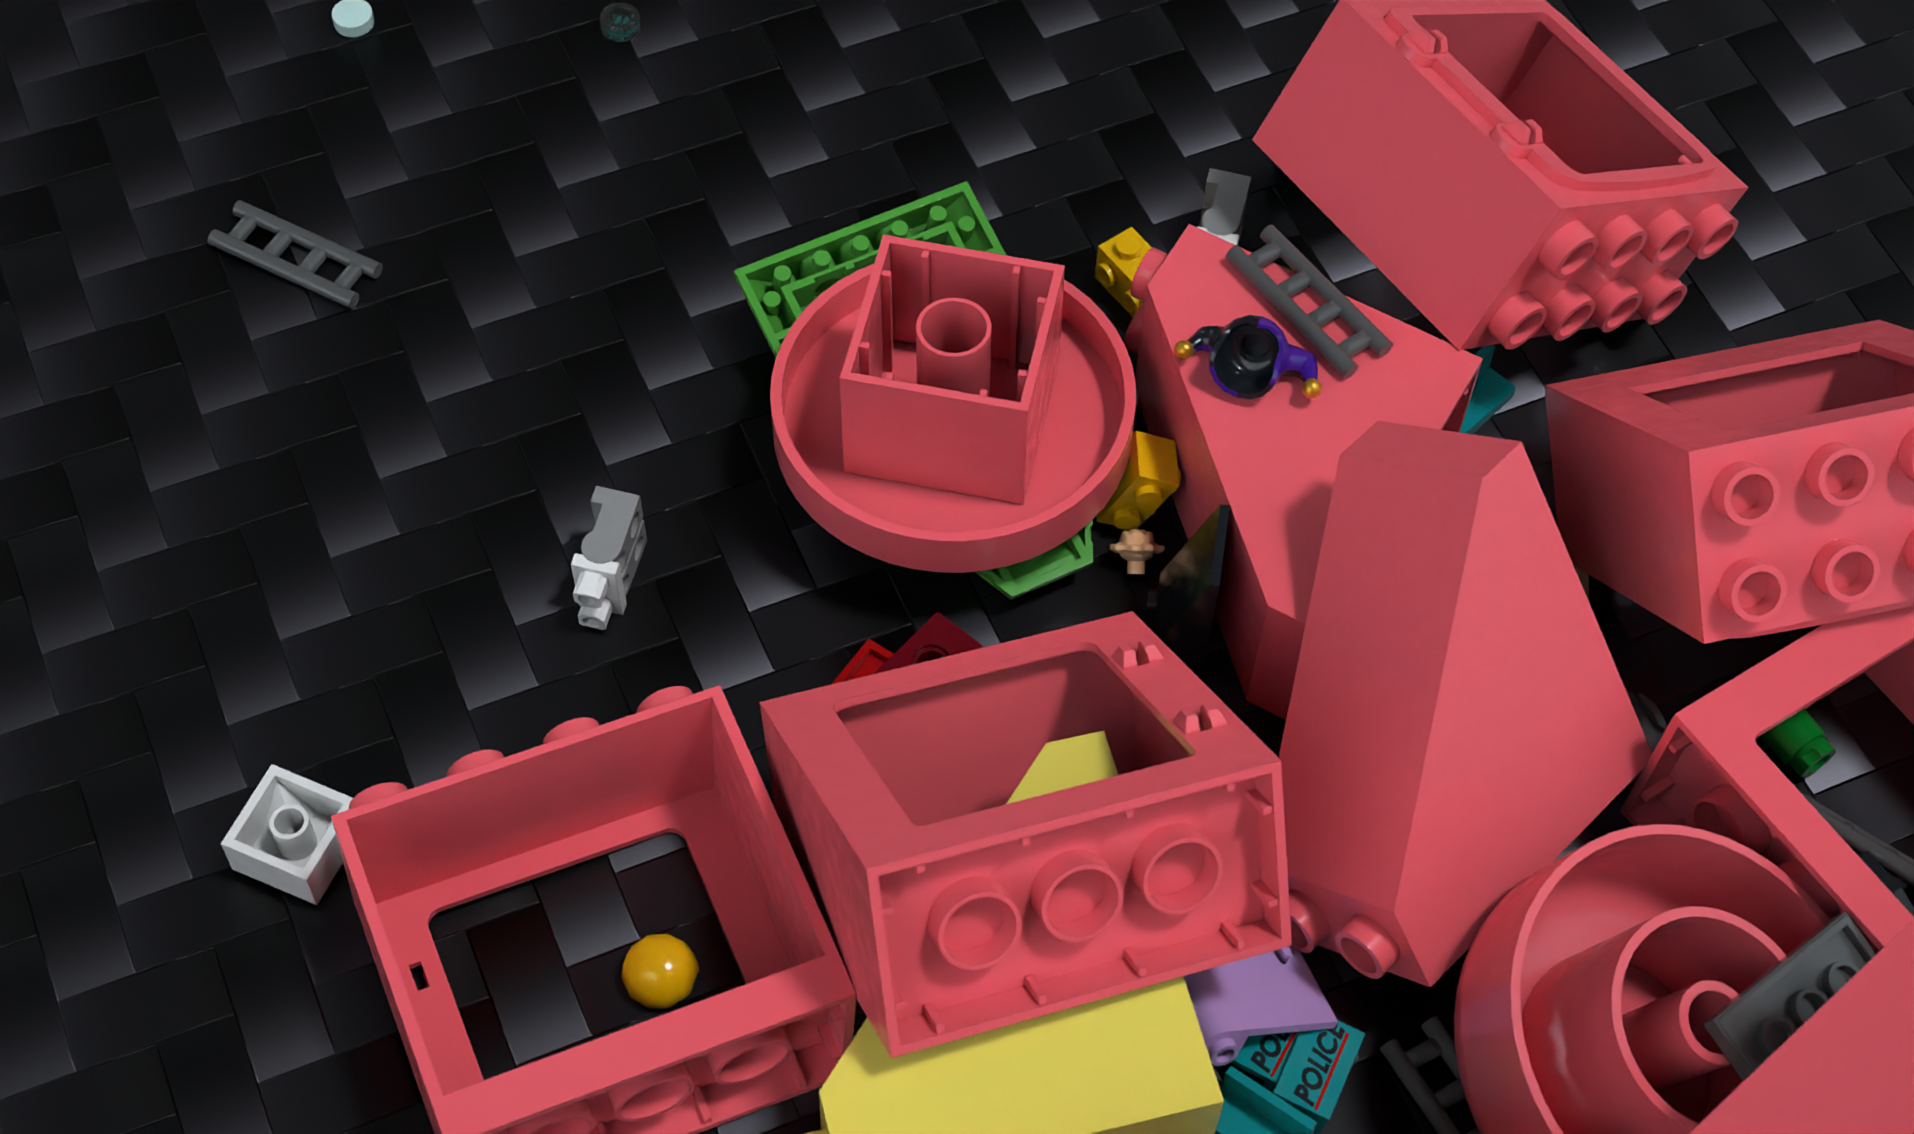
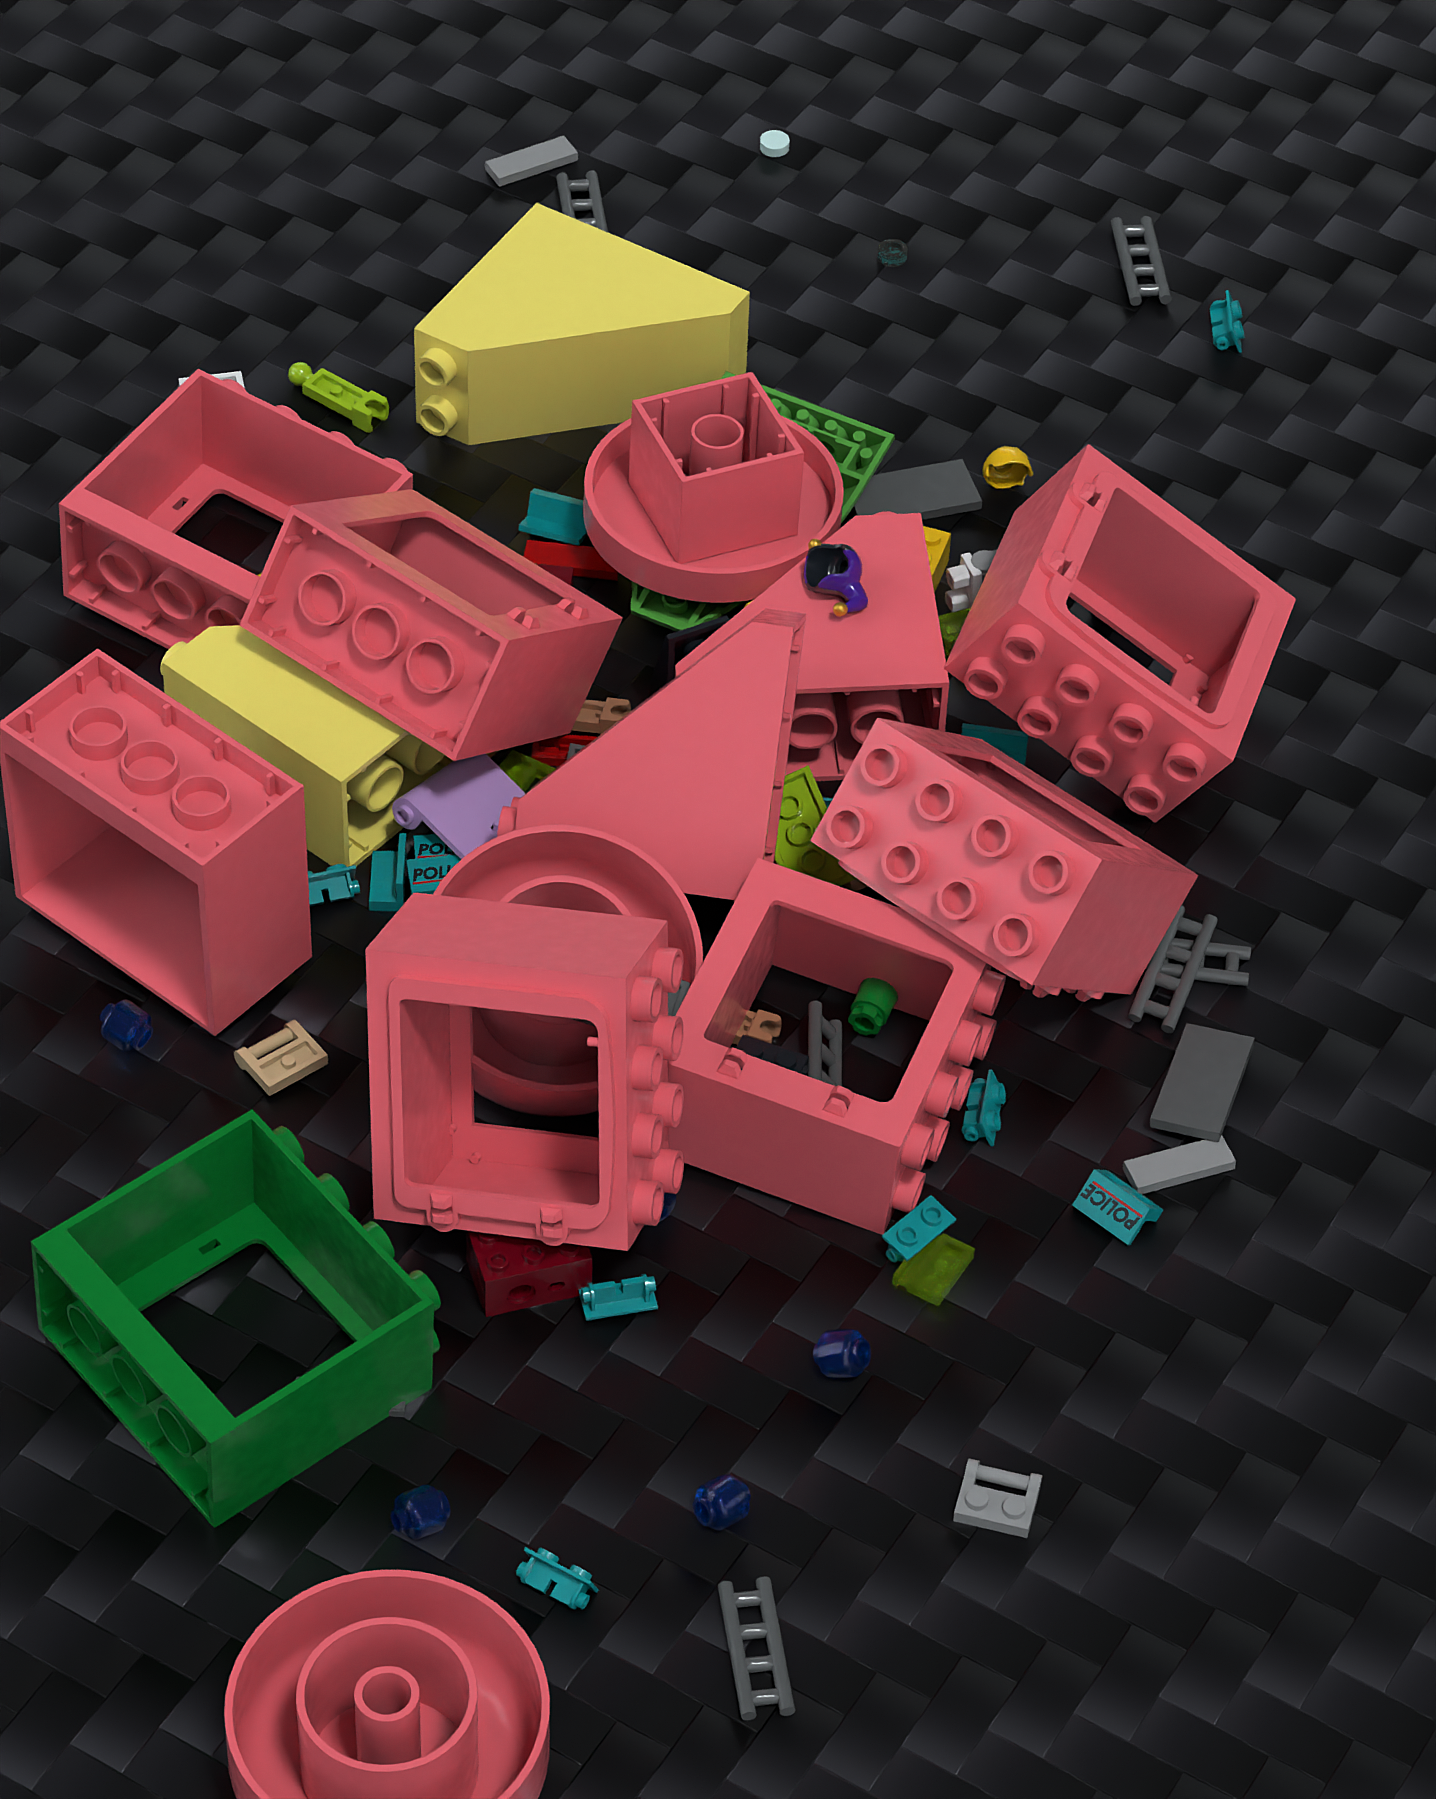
camera: 55 degrees right, 10 degrees down
(157, 249) = (531, 161): none -> light grey tile
(377, 680) = (340, 395): none -> lime plate
(543, 371) = (568, 332): none -> light yellow slope
(608, 556) = (495, 435): hips -> none
(785, 580) = (555, 517): none -> teal panel
(853, 609) = (584, 559): none -> red tile
(1023, 203) = (927, 490): none -> dark grey tile
(1049, 119) = (1006, 467): none -> yellow hair
(1309, 324) = (902, 570): dark grey bar -> none

